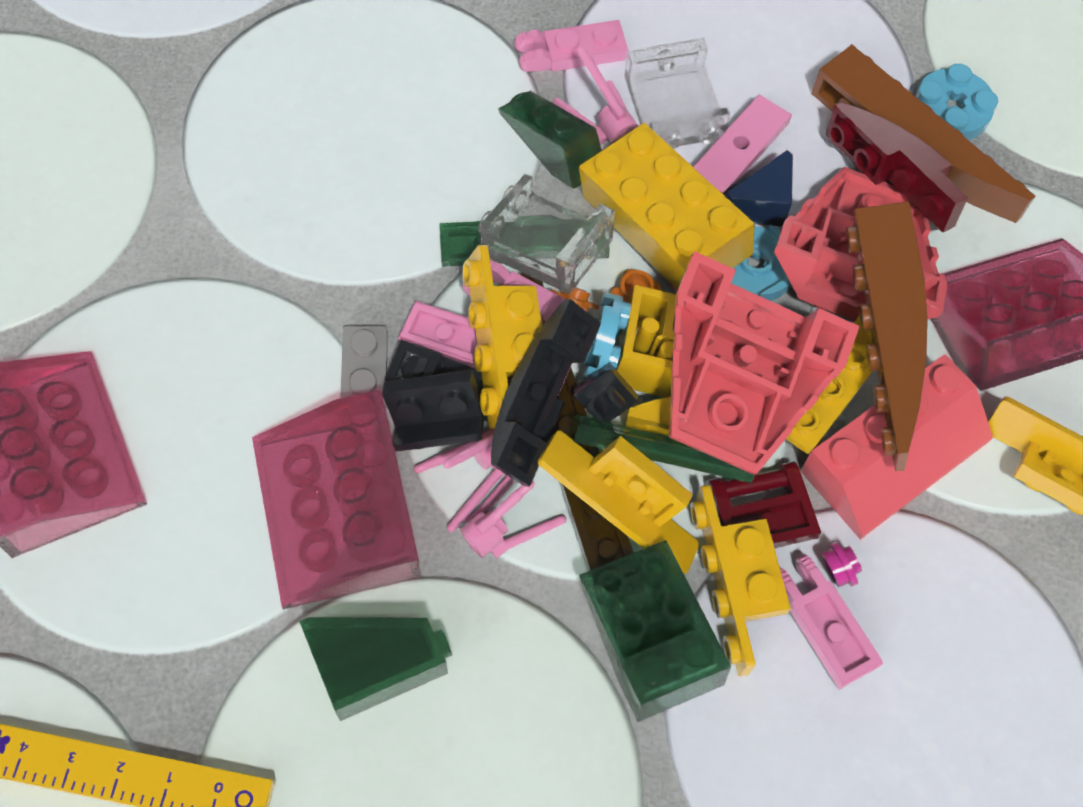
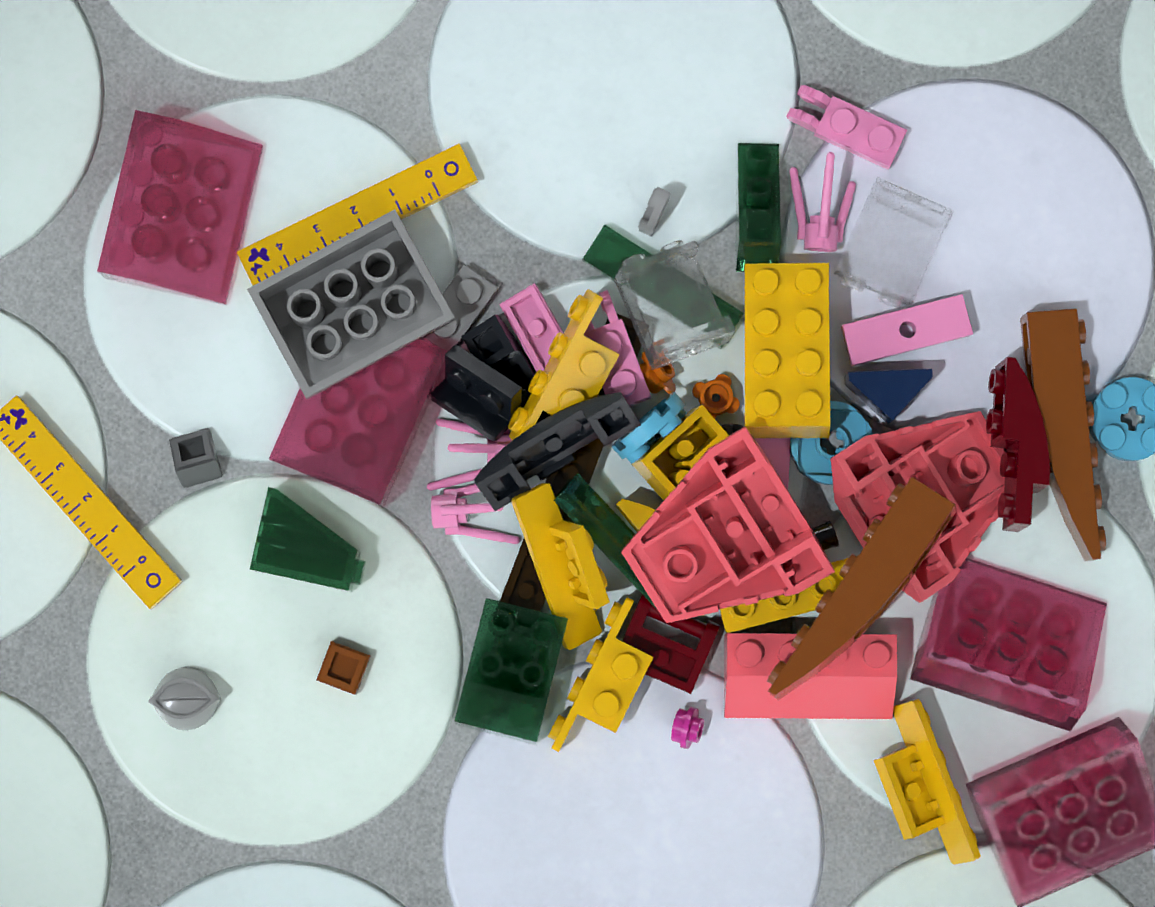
camera: 40 degrees right, 20 degrees up
(209, 656) = (195, 458): none -> dark grey slope
(216, 357) = (405, 192): none -> yellow tile
(261, 412) = (351, 304): none -> light grey slope
(471, 187) = (654, 211): none -> light grey tile
(493, 747) = (343, 667): none -> dark orange tile
(605, 394) = (611, 476): black tile -> none
(830, 626) = (641, 761): bright pink hinge -> none

